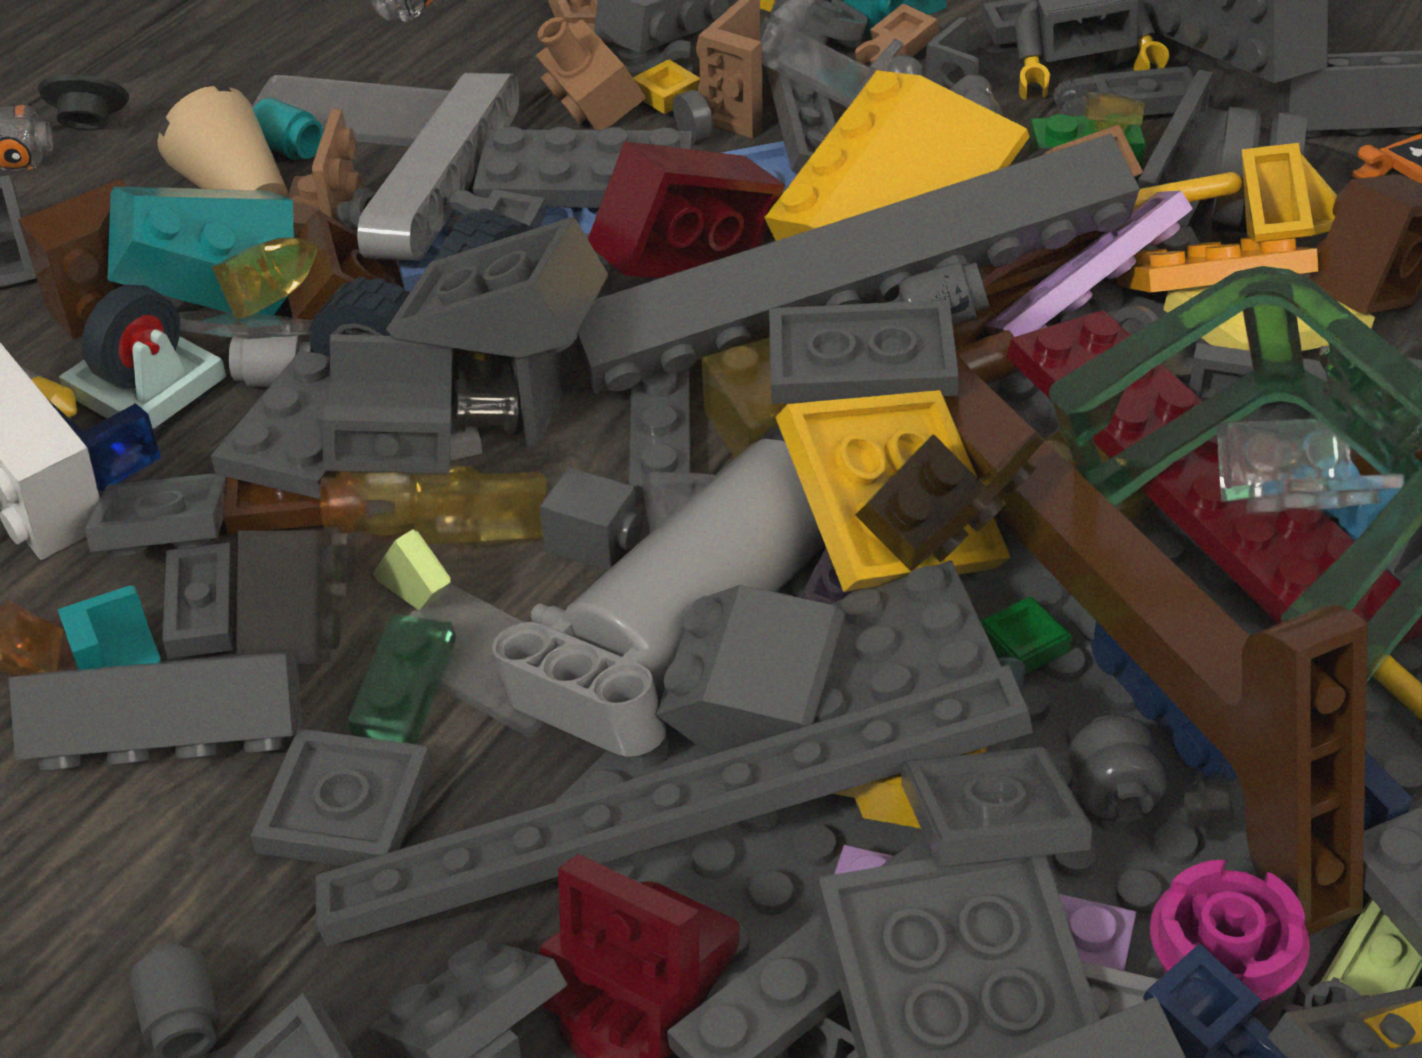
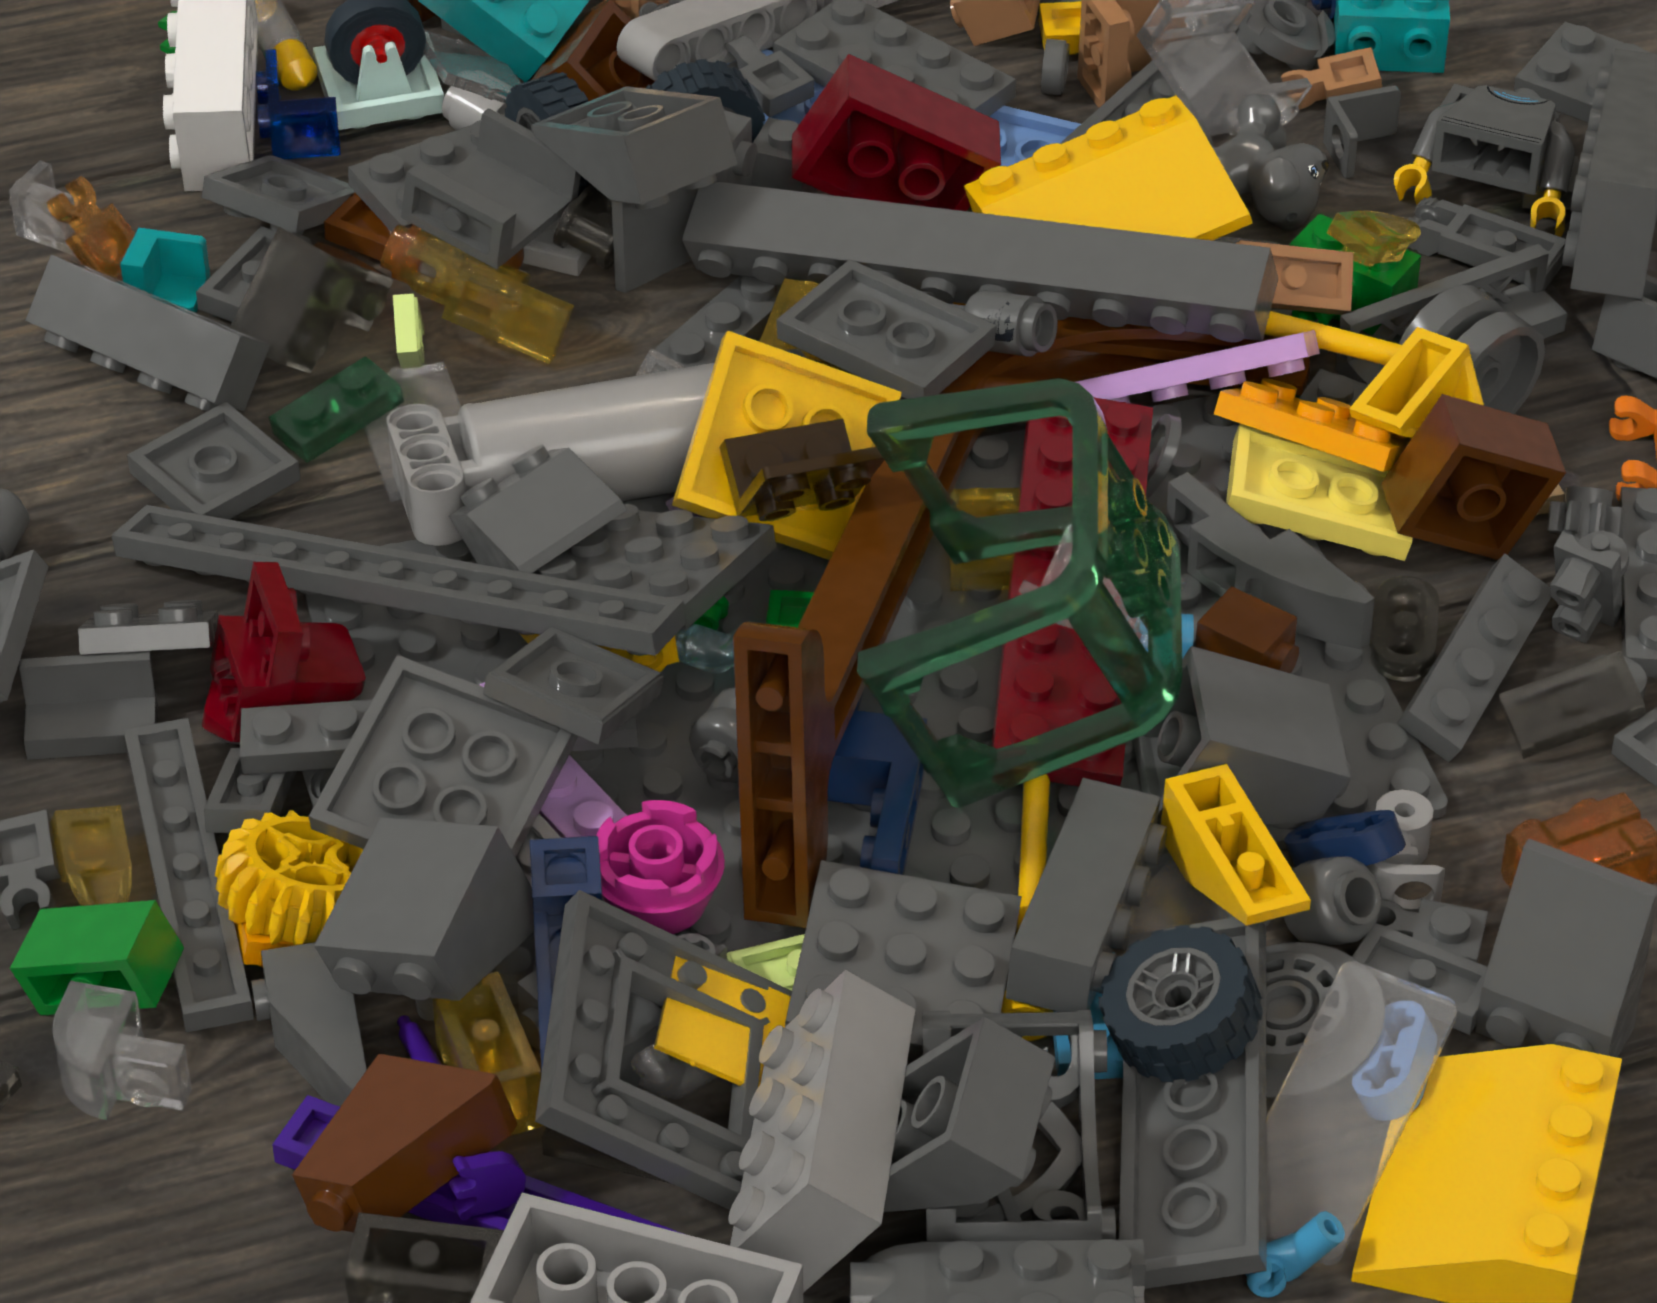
camera: 35 degrees right, 0 degrees up
(264, 273) = (516, 34): clear yellow plate -> none
(590, 519) = (581, 353): dark grey brick -> none

